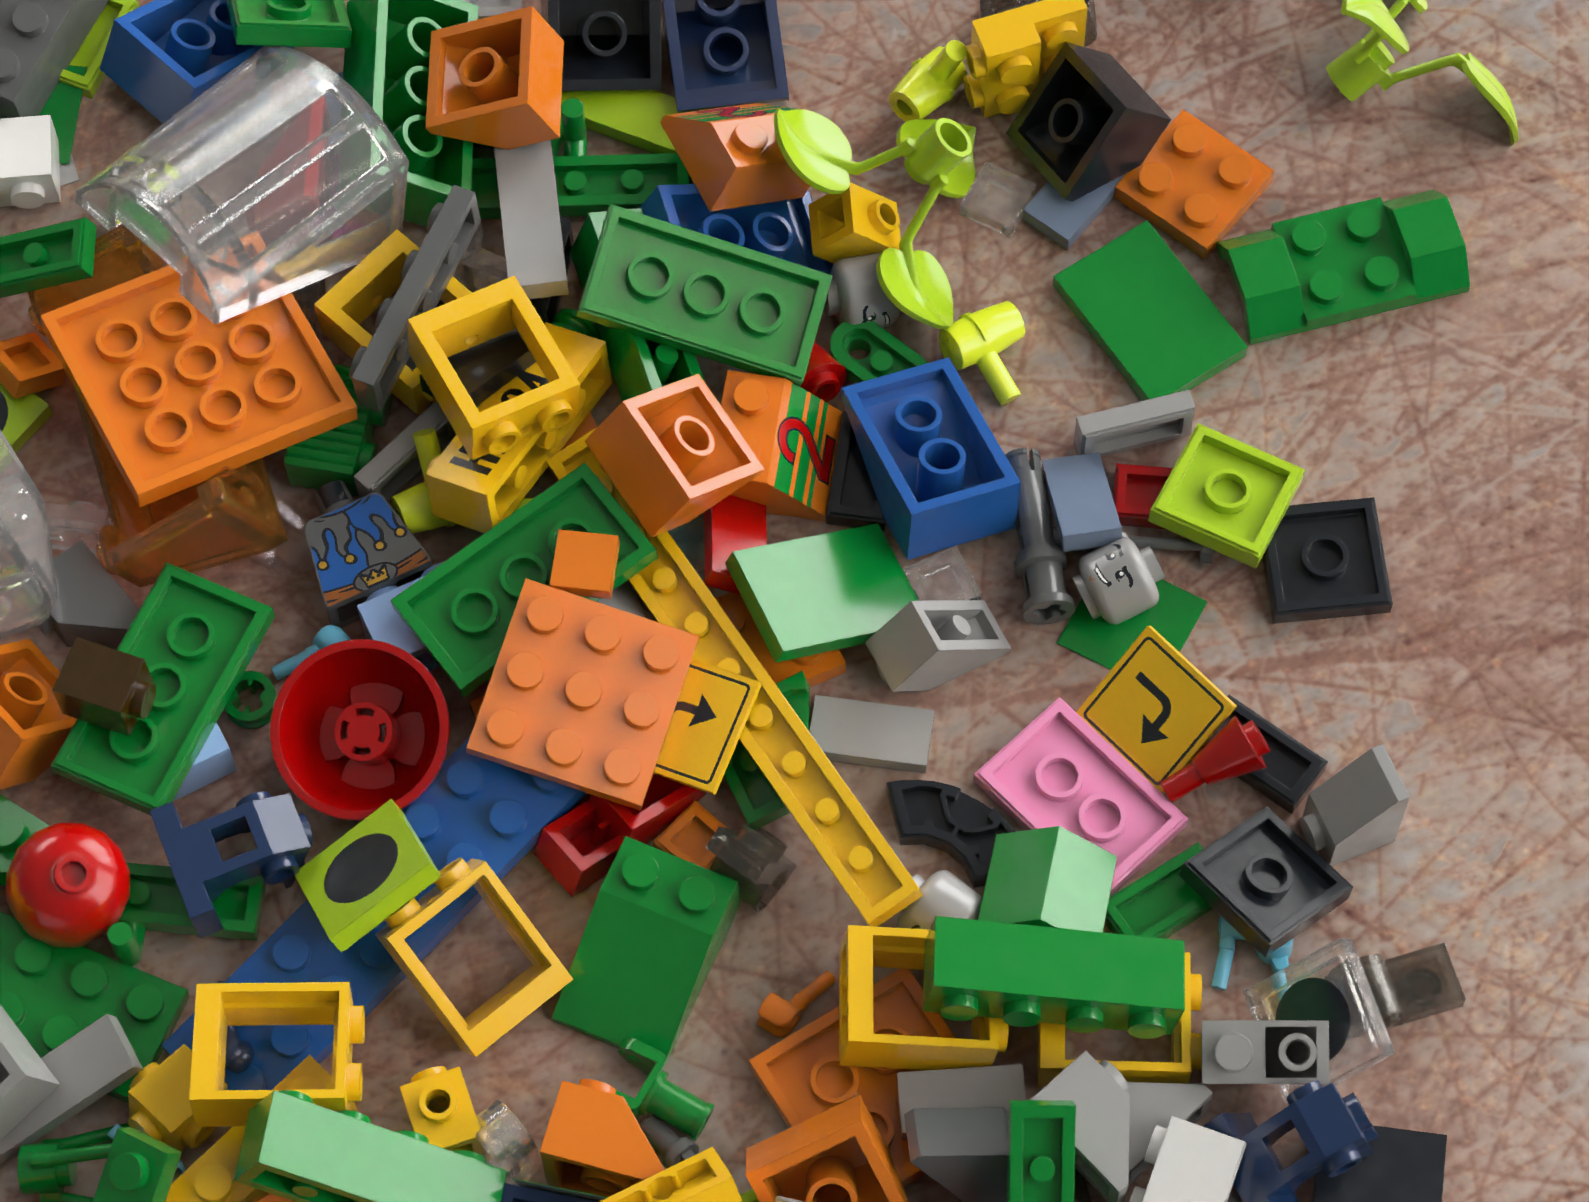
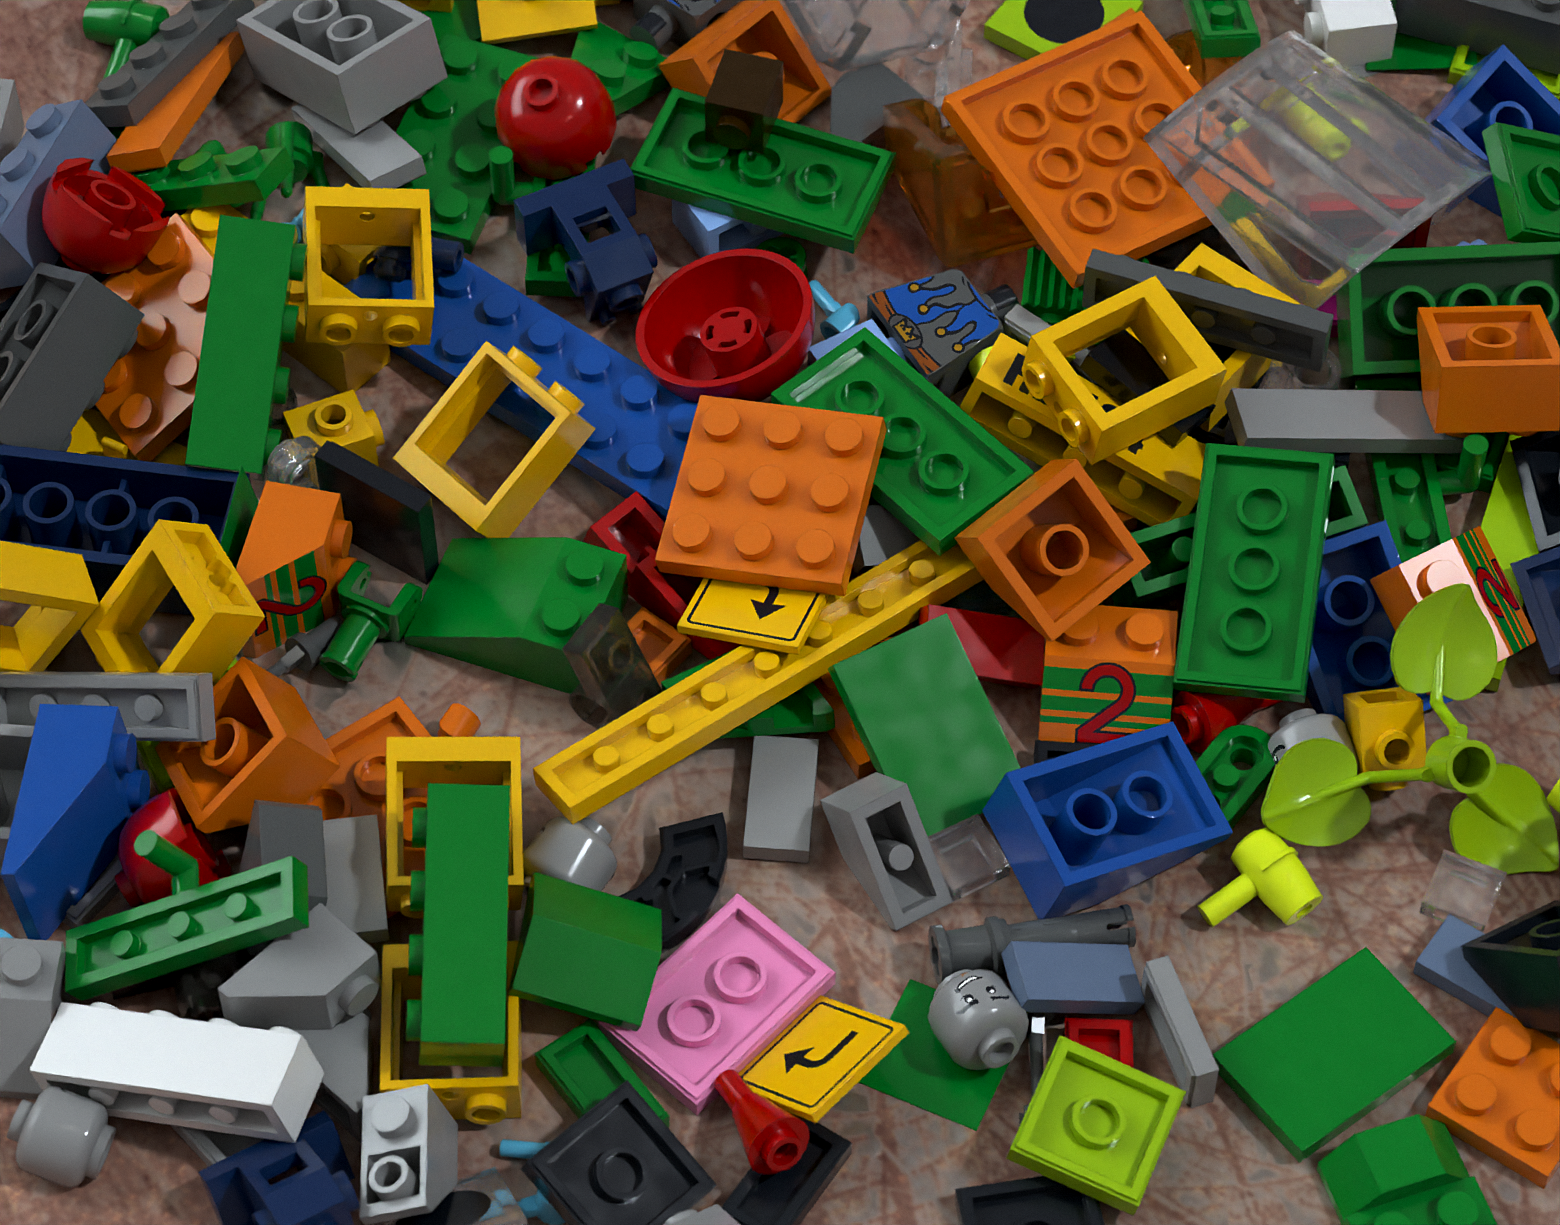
camera: 85 degrees right, 10 degrees down
(367, 875) = (565, 334): lime tile -> none
(550, 1058) = (386, 512): none -> black tile
(585, 563) = (911, 474): orange tile -> none

